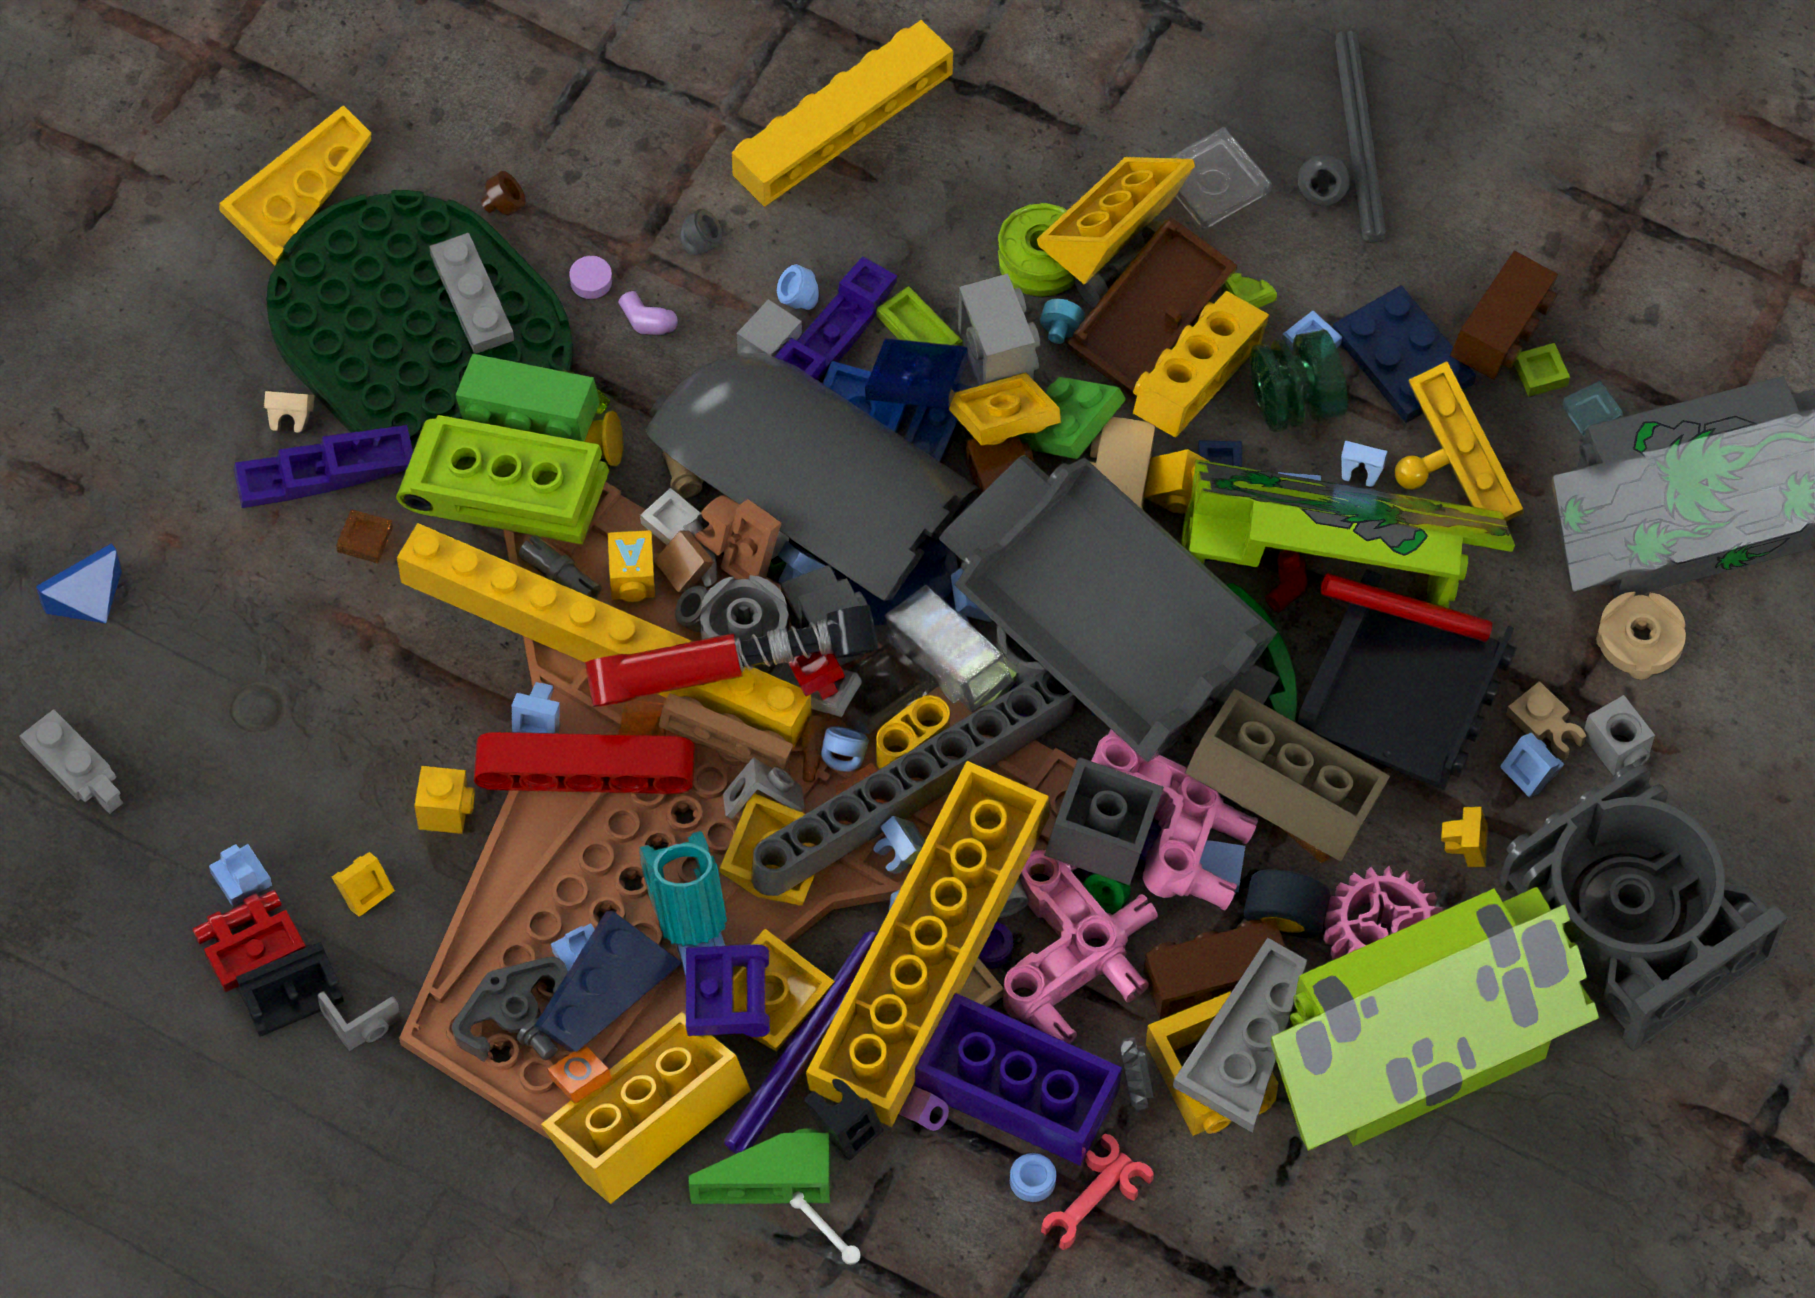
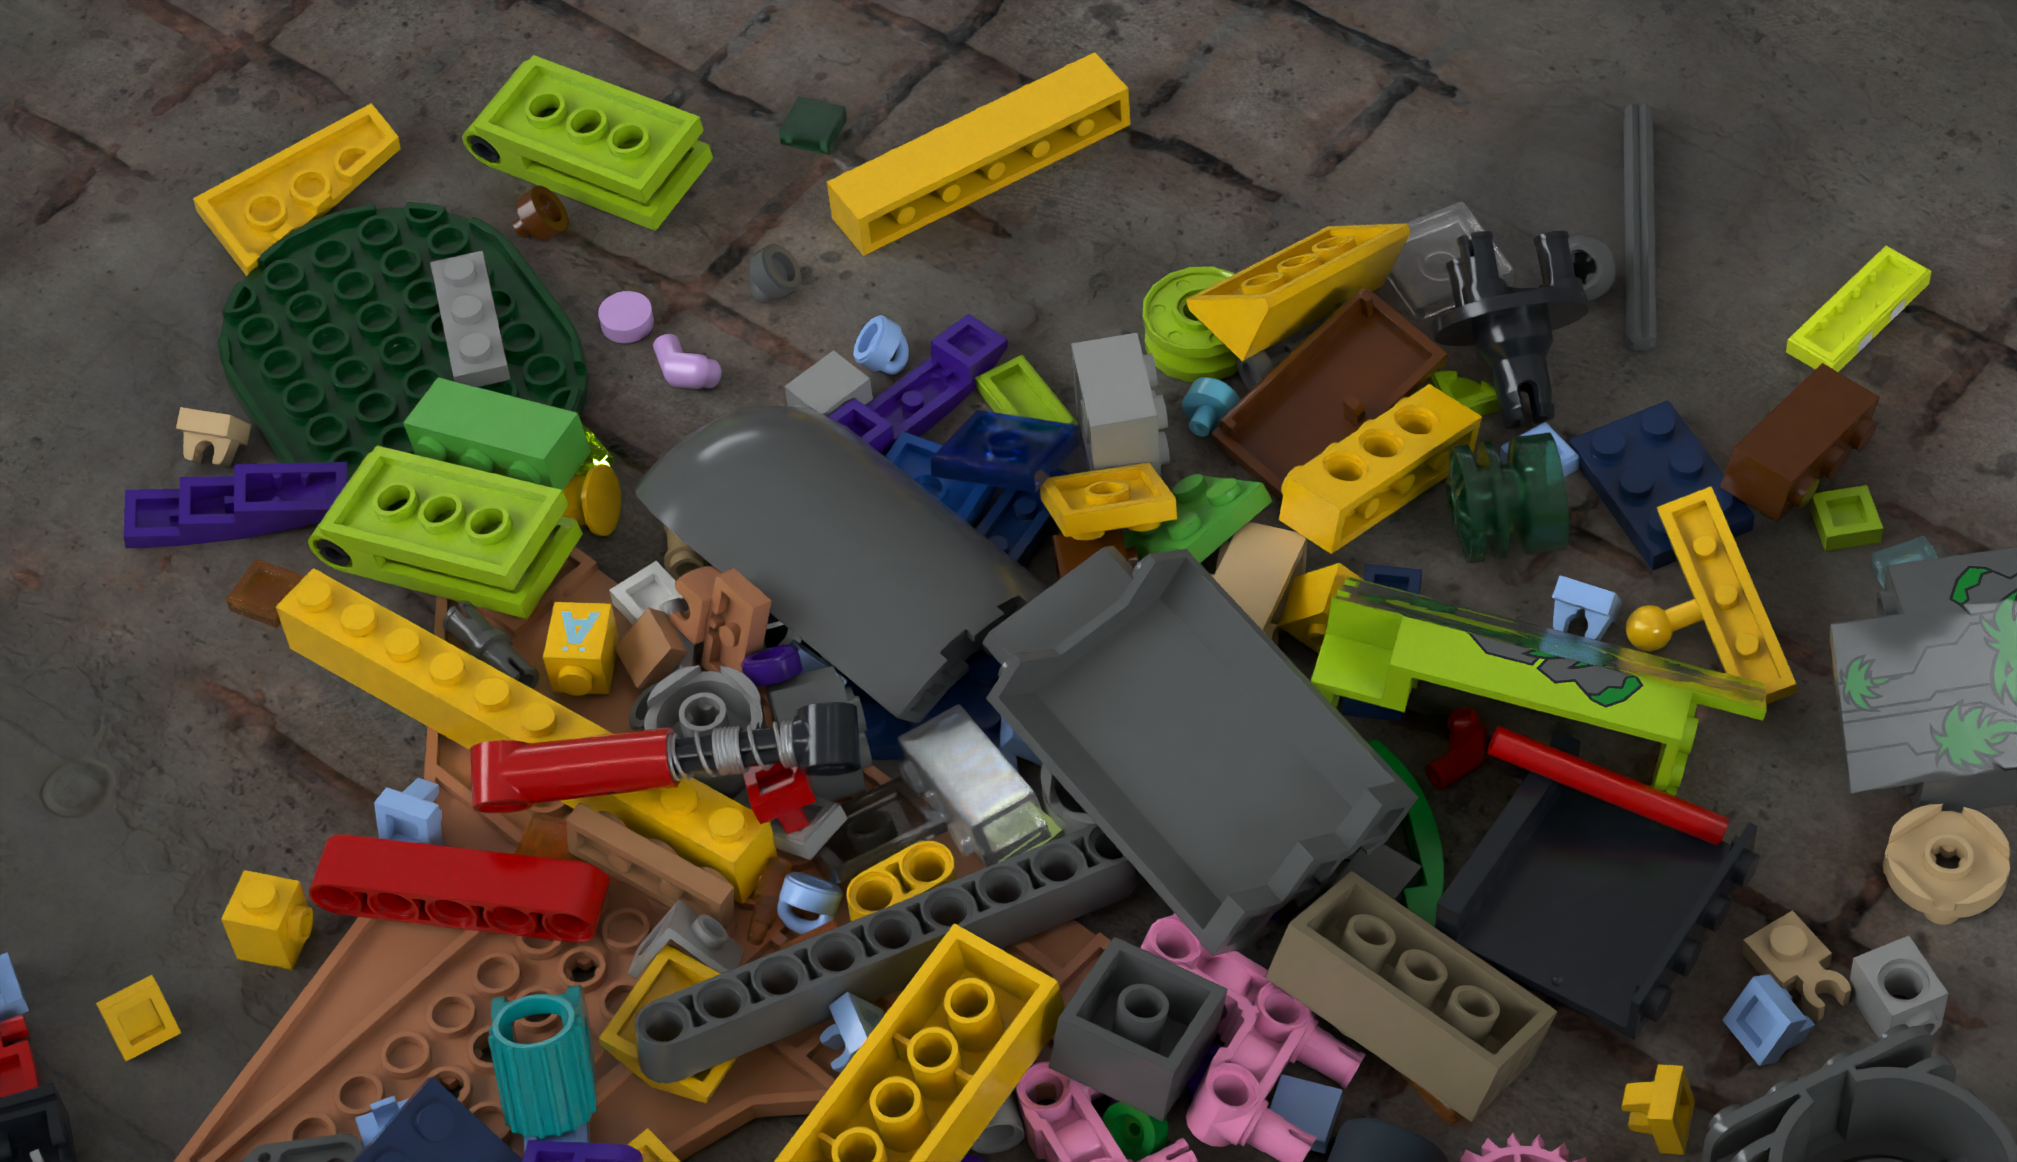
camera: 15 degrees right, 10 degrees down
(529, 127) = (590, 141): none -> lime hinge
(702, 95) = (813, 125): none -> clear green tile
(784, 569) = (772, 665): none -> dark purple tile
(1282, 240) = (1512, 323): none -> black piece
(1532, 198) = (1859, 310): none -> neon yellow plate

